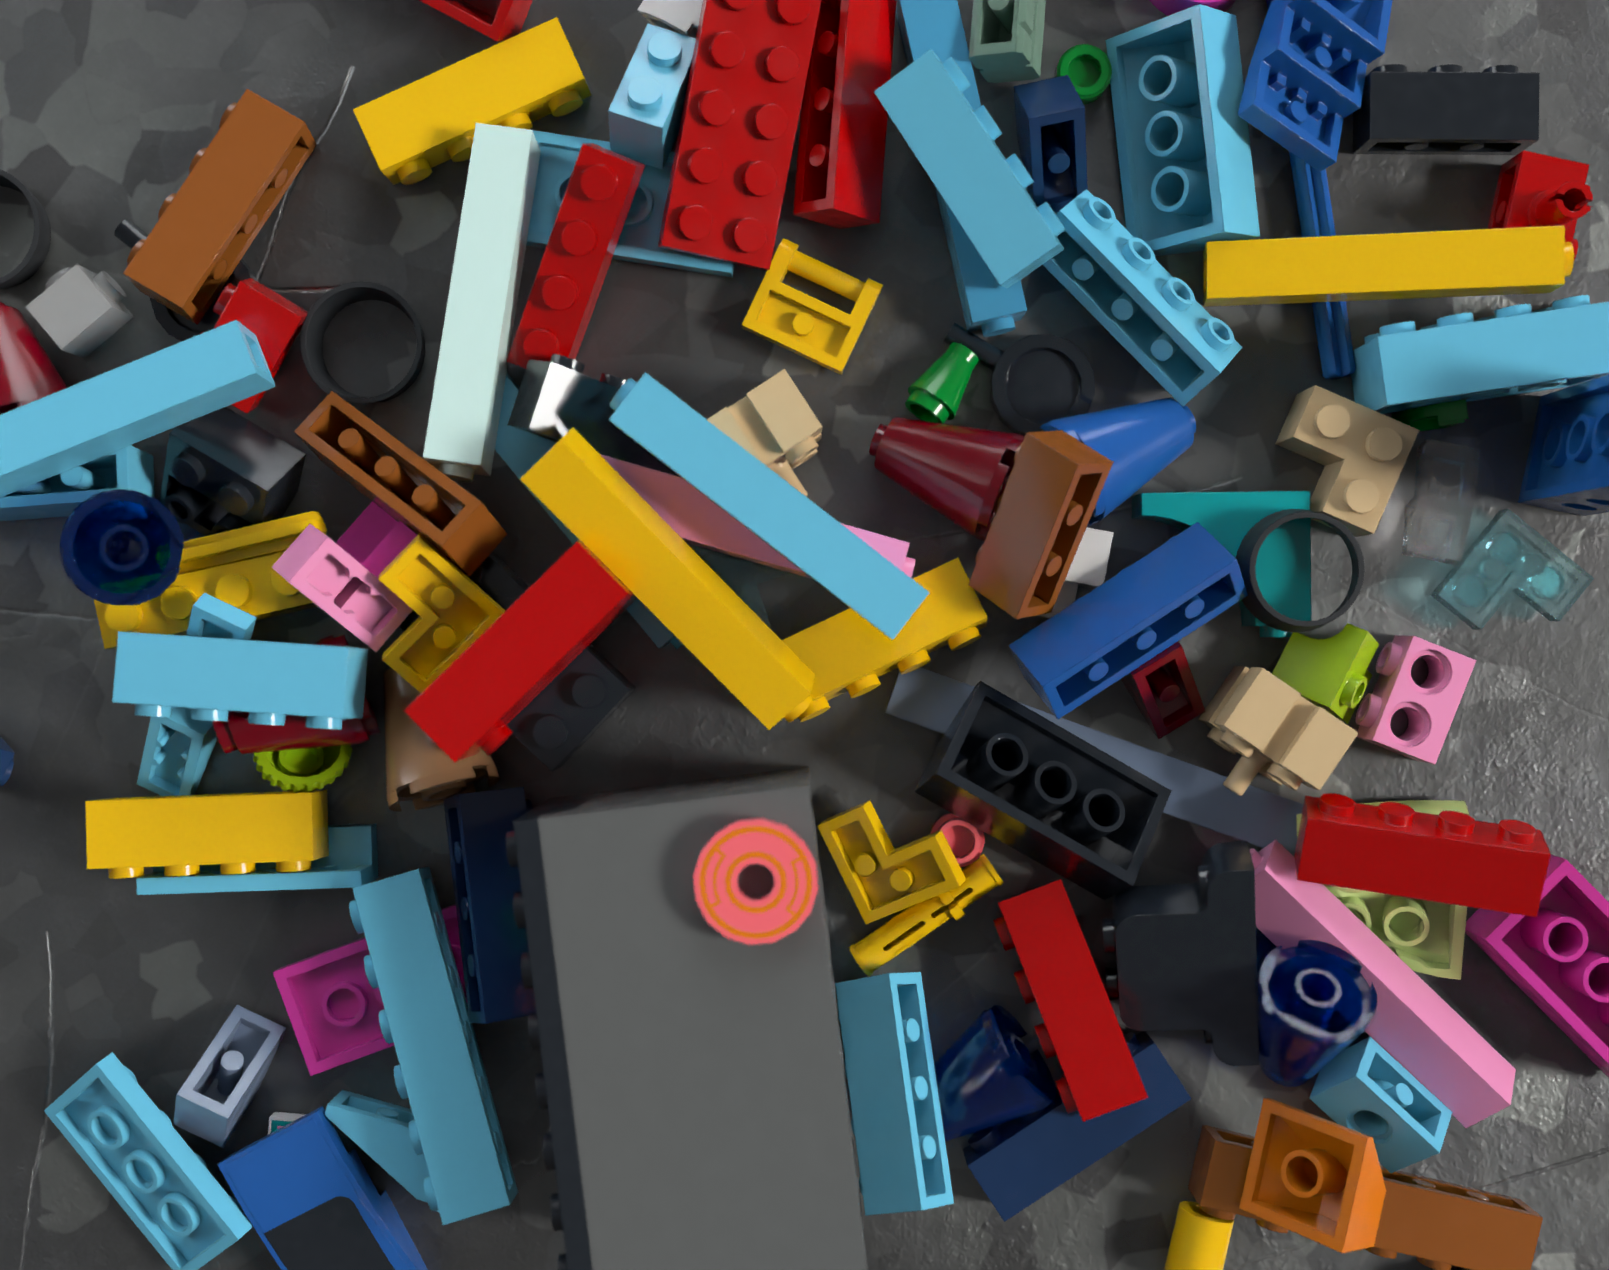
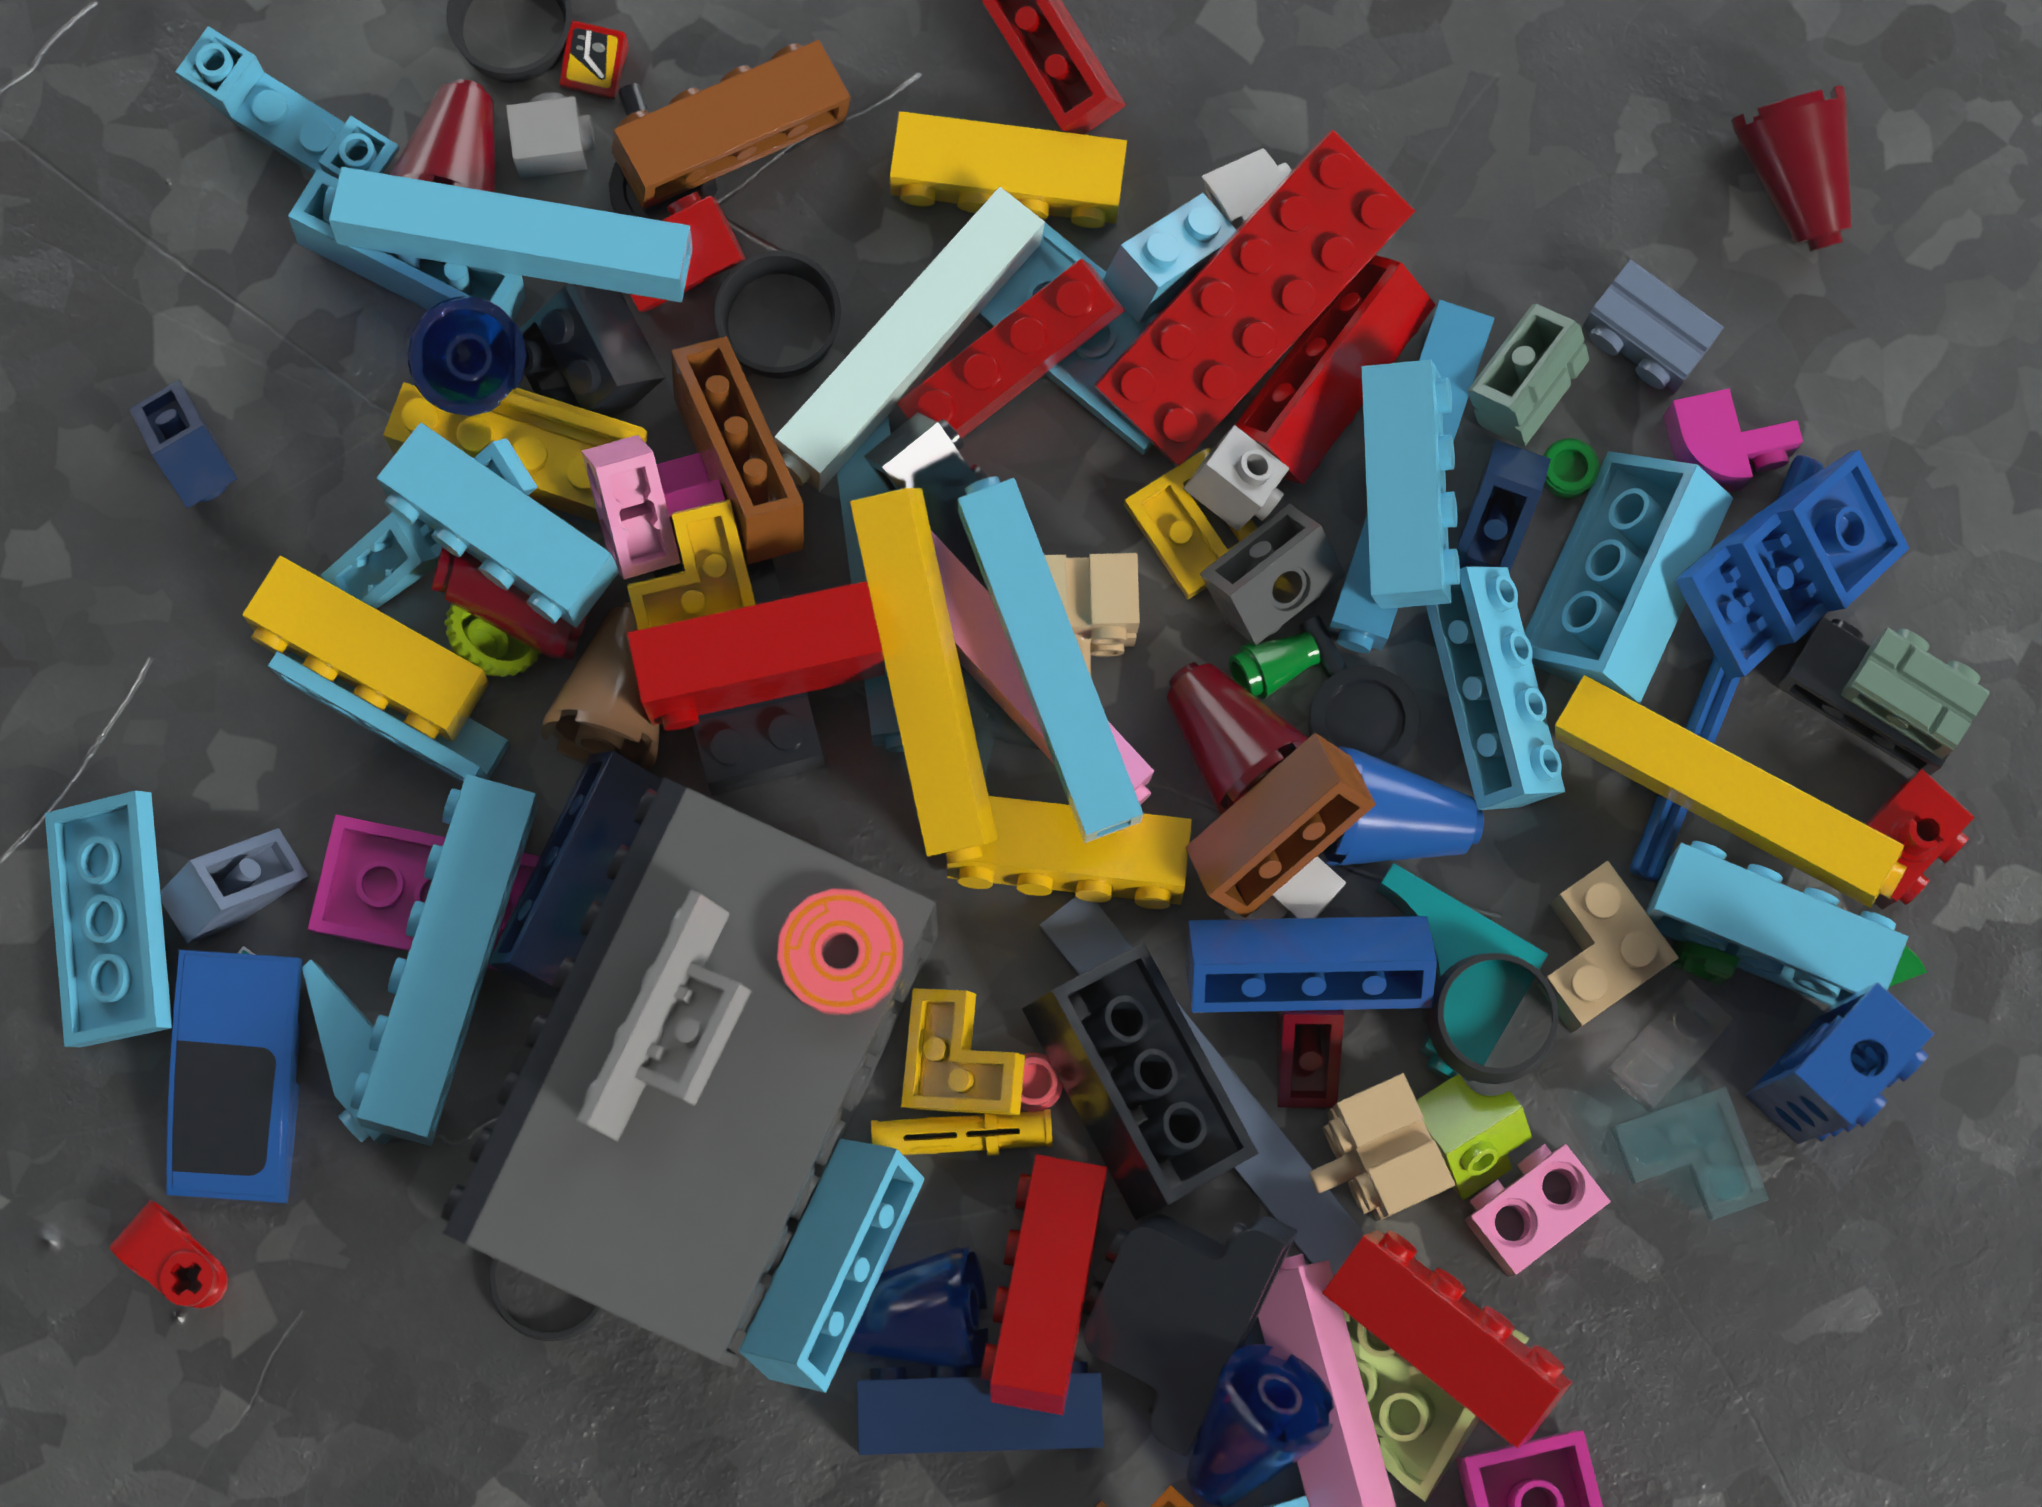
camera: 25 degrees right, 10 degrees down
(77, 220) = (594, 59): none -> slope
(655, 1034) = (674, 1024): none -> light grey bracket
(825, 251) = (1238, 479): none -> light grey brick
(900, 312) = (1273, 574): none -> dark grey brick
(1491, 87) = (1916, 691): none -> sand green brick

